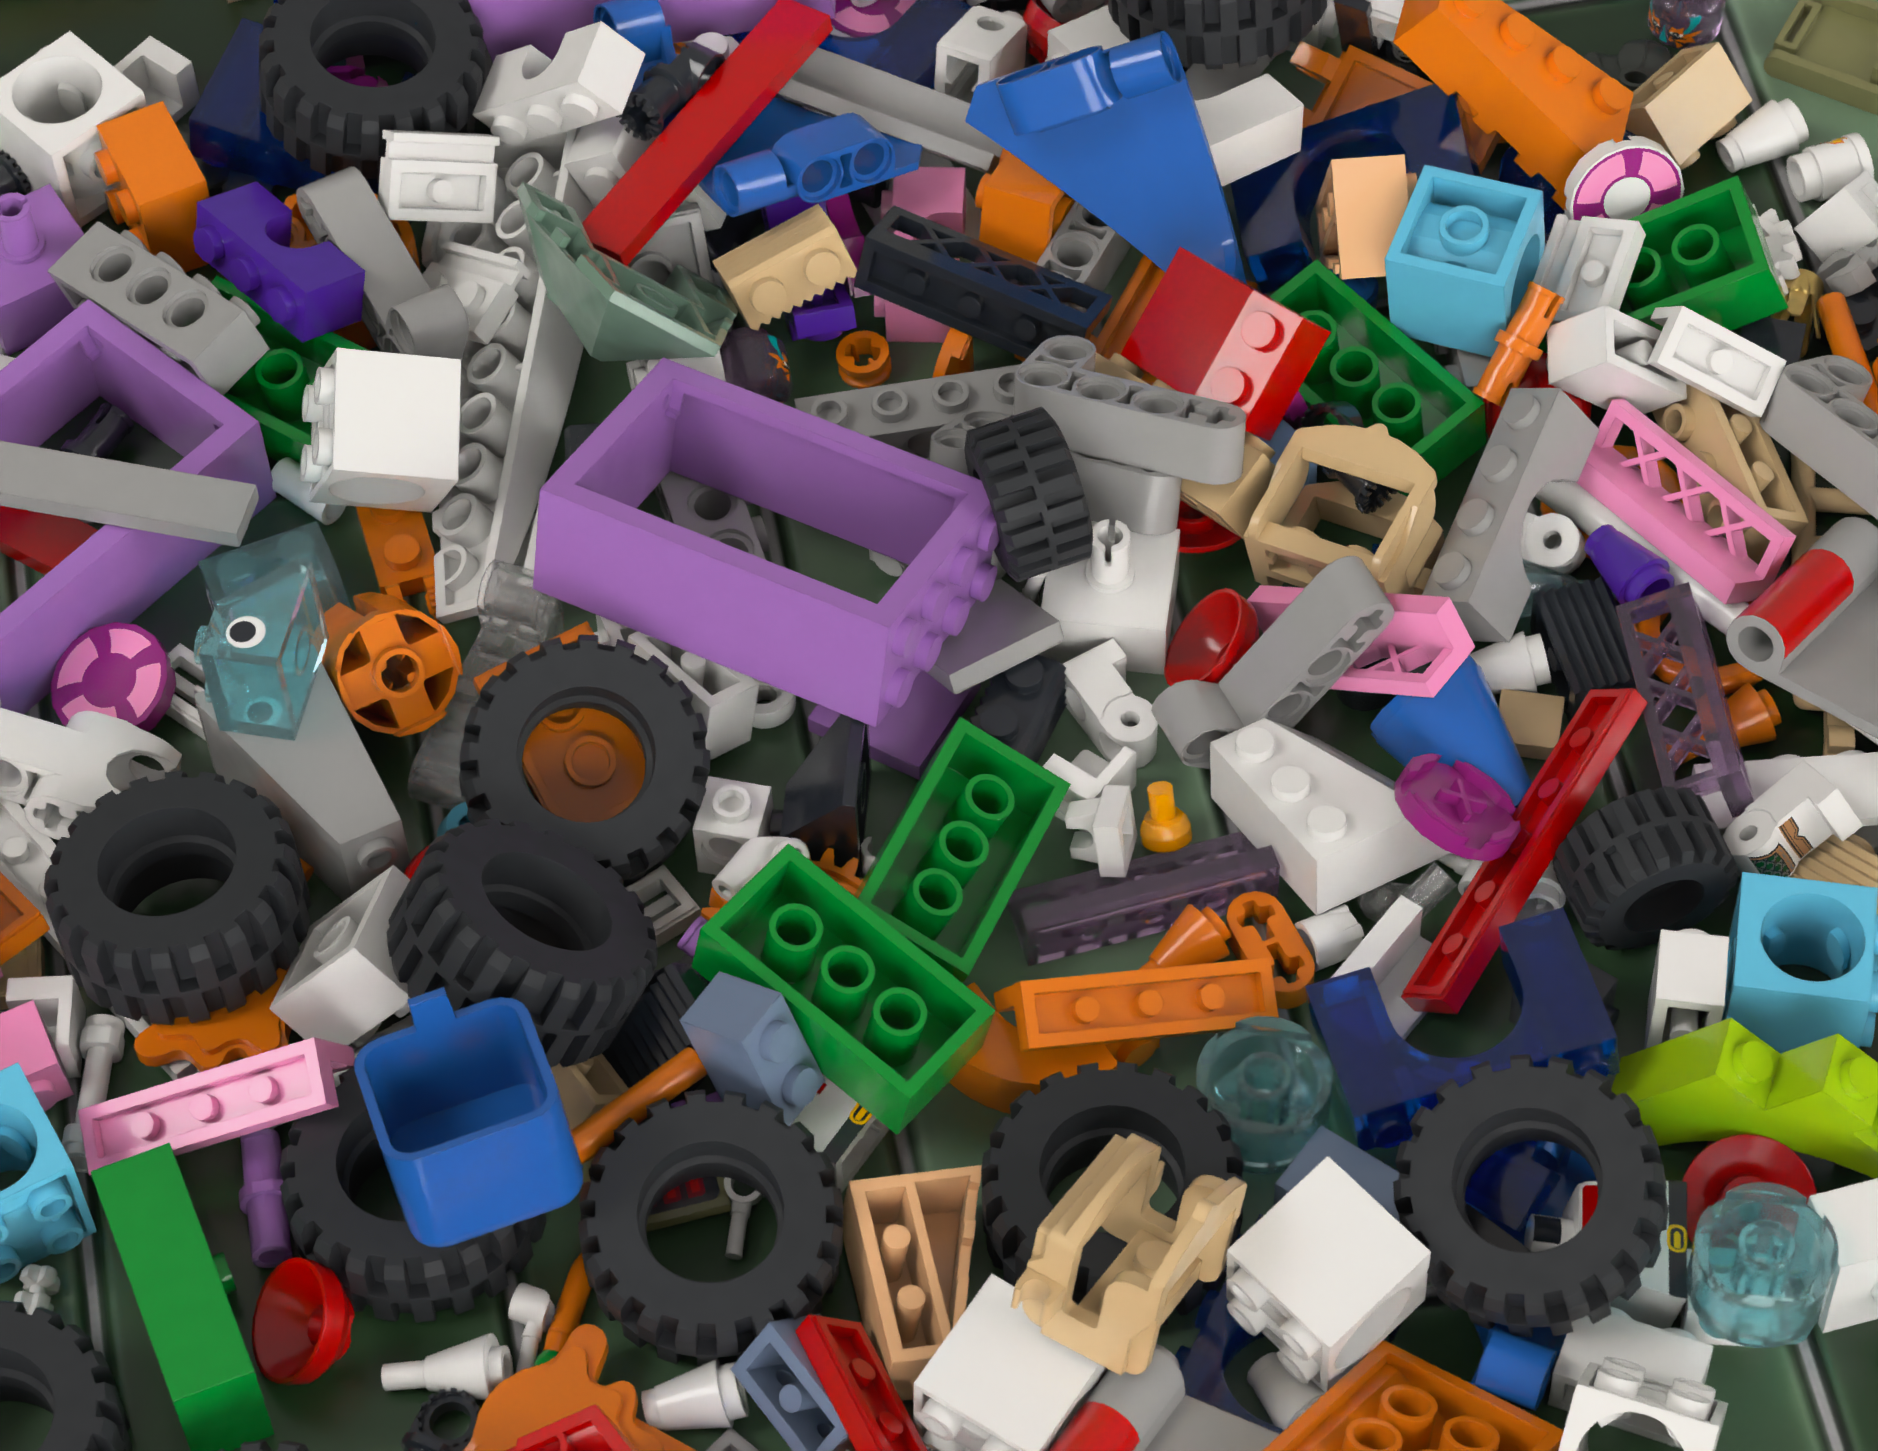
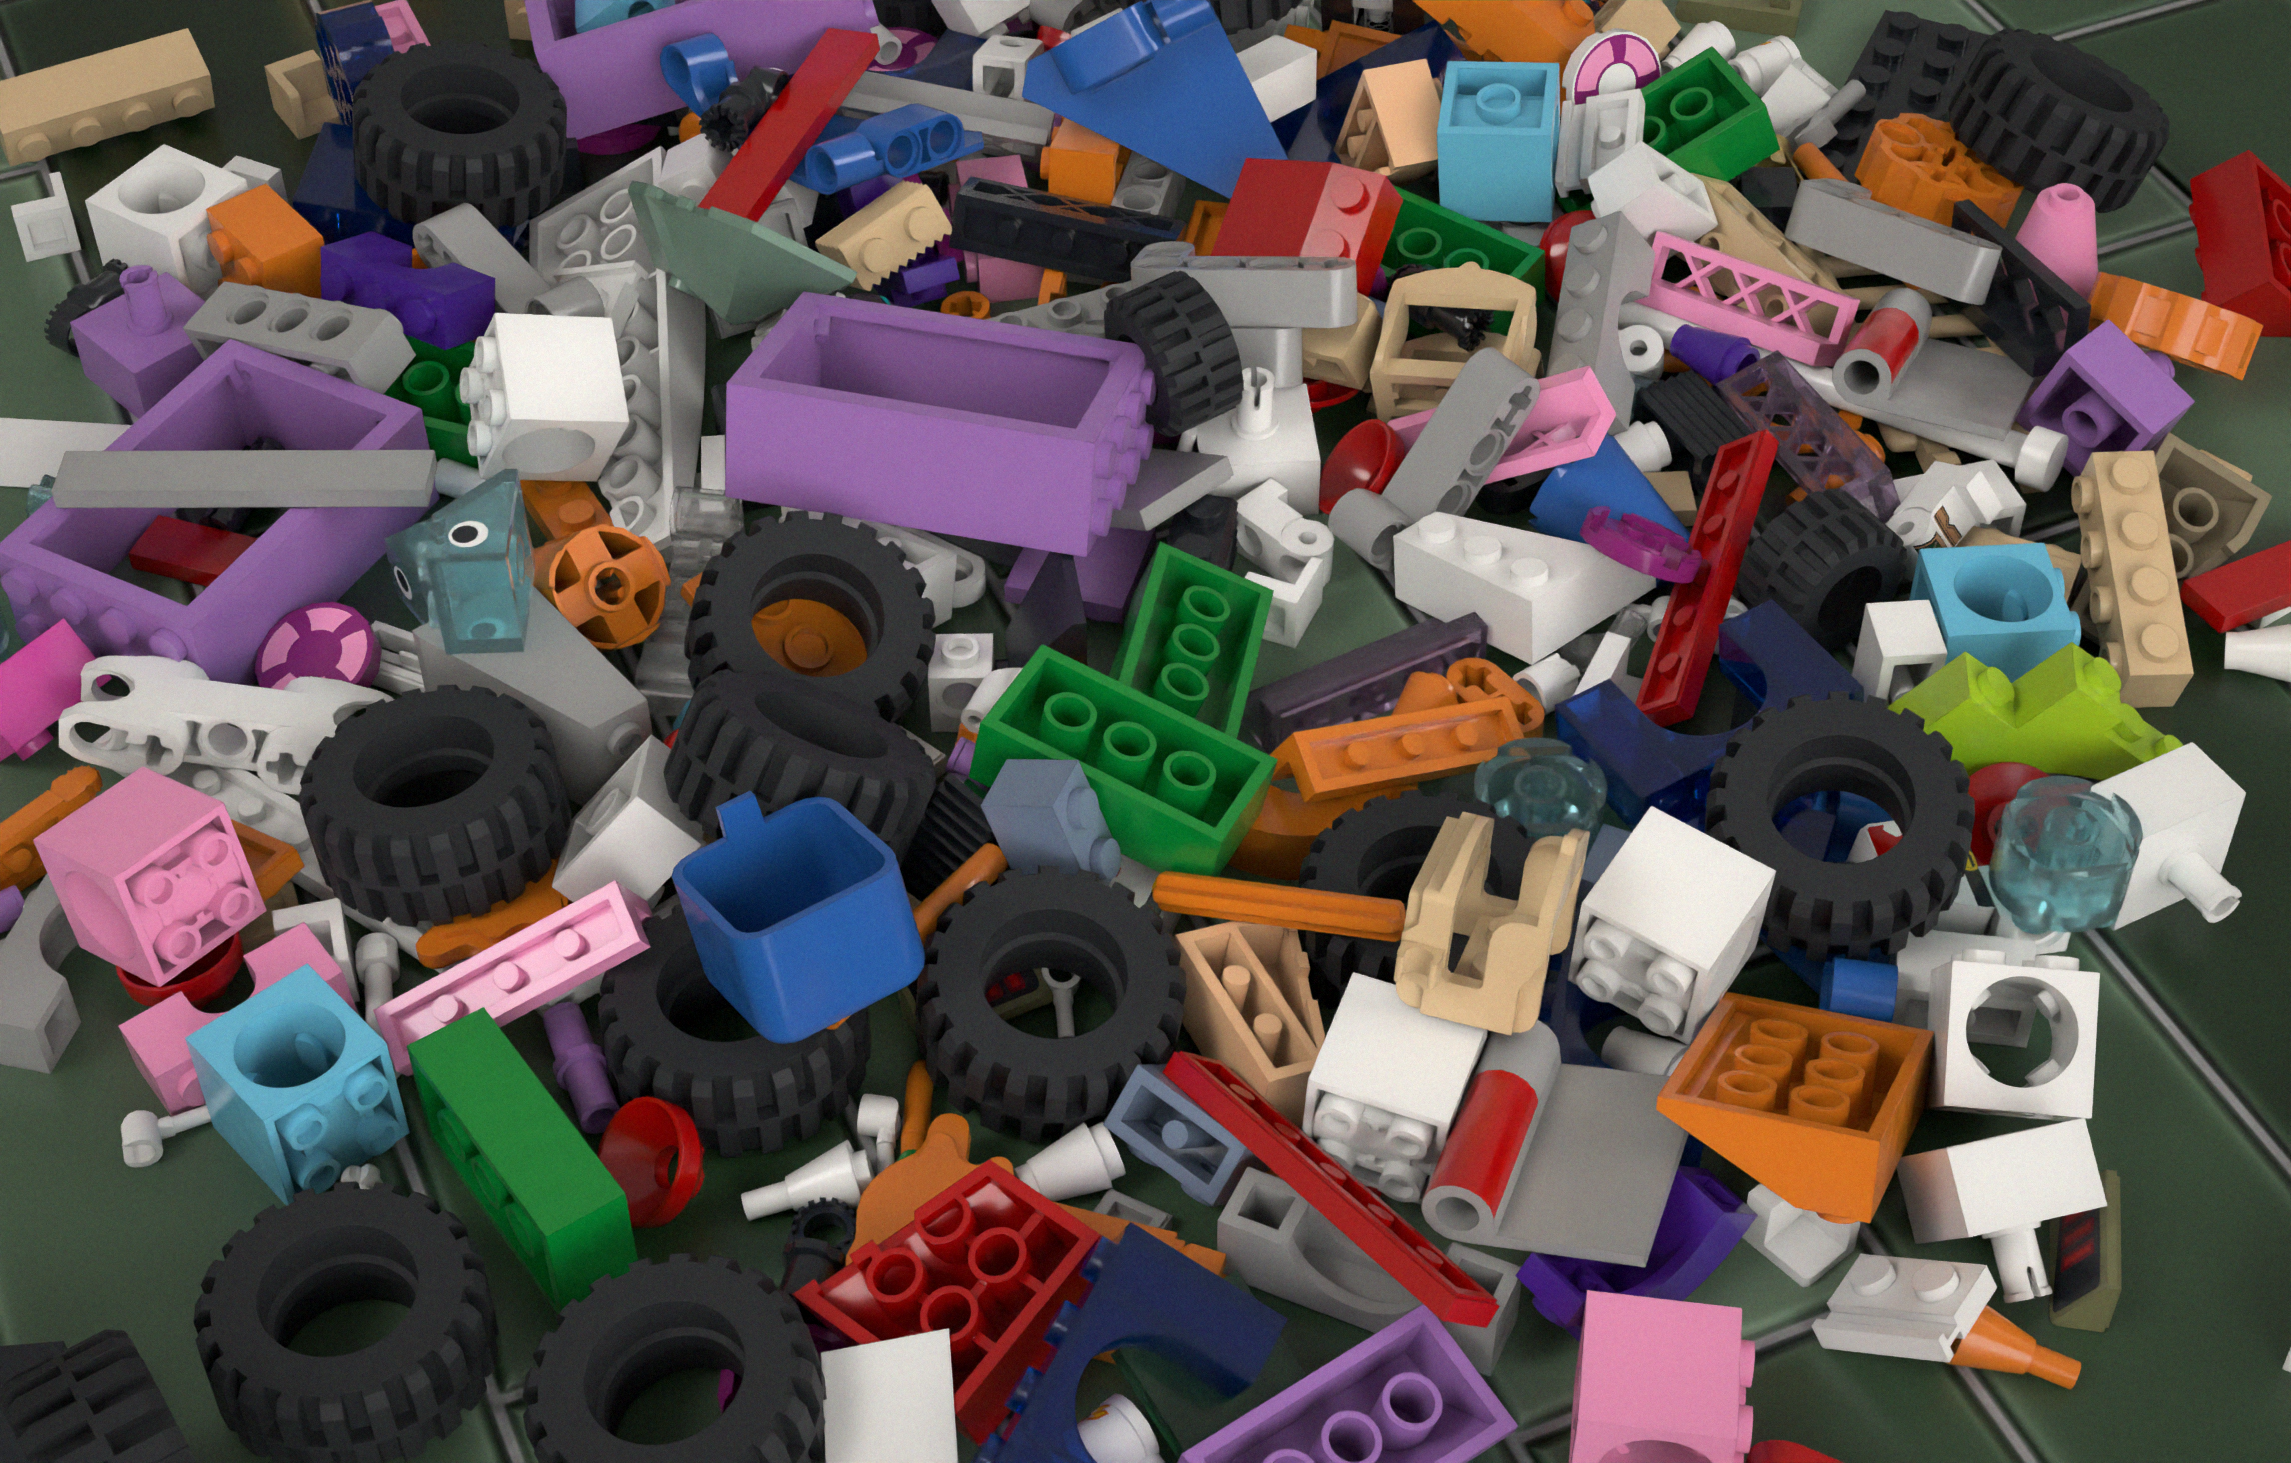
camera: 15 degrees left, 10 degrees down
(438, 176) = (543, 207): white plate -> none
(540, 97) = (618, 136): white arch -> none
(947, 1169) = (1280, 905): none -> orange axle
(1109, 828) = (1317, 620): white tile -> none
(1164, 825) = (1363, 621): light orange piece -> none
(1518, 343) = (1566, 195): orange pin -> none
(1715, 360) = (1739, 182): white panel -> none

